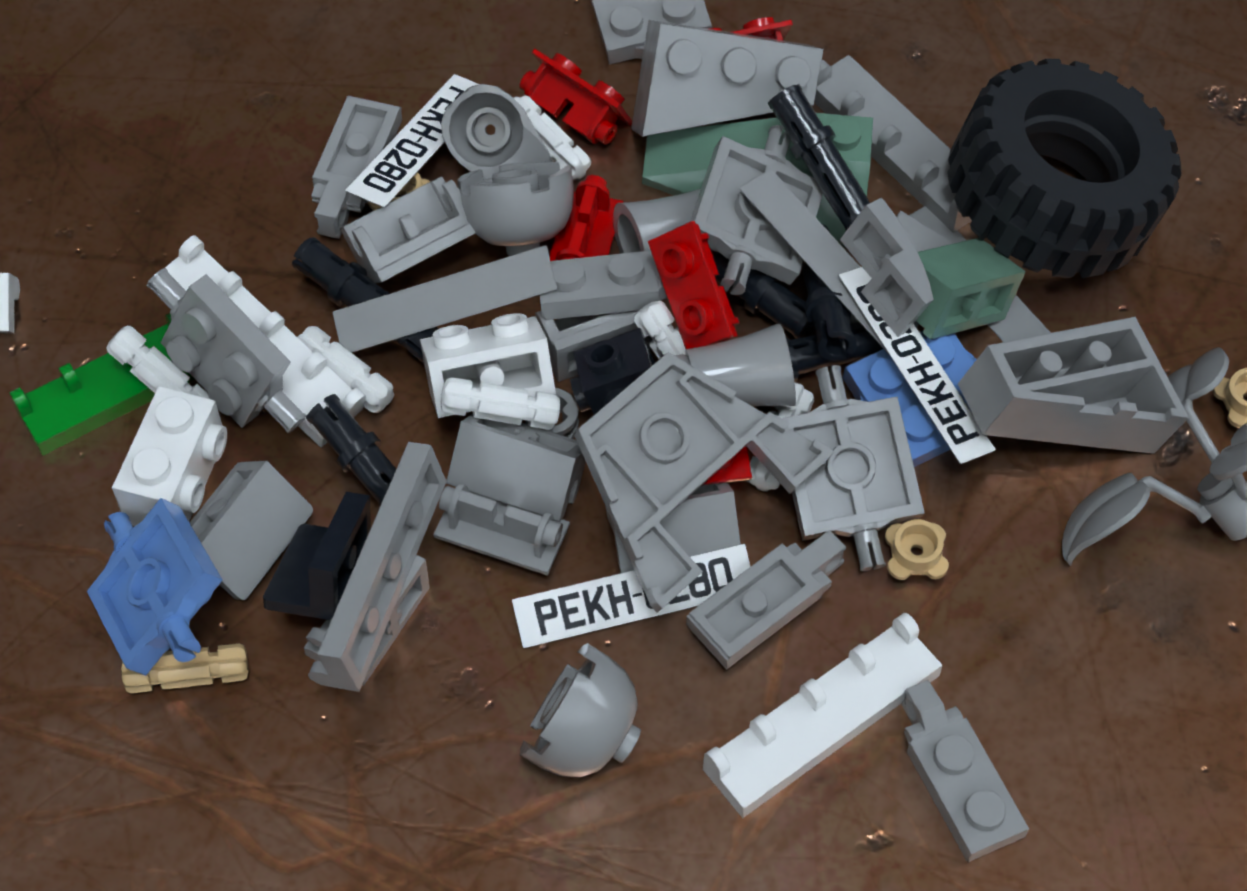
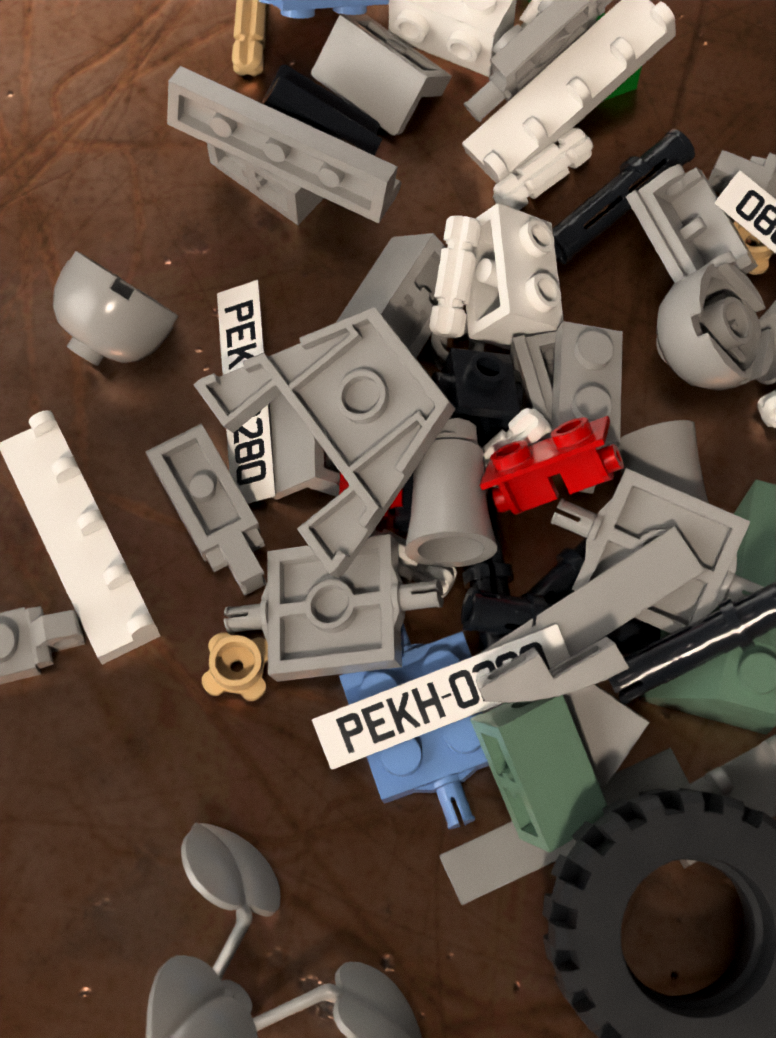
camera: 100 degrees right, 10 degrees up
(355, 447) = (442, 163): black pin -> none
(445, 300) = (591, 249): light grey sticker -> none
(500, 529) = (336, 277): light grey hinge -> none
(590, 223) = (658, 397): red hinge -> none
(1076, 389) = (378, 872): light grey wedge -> none

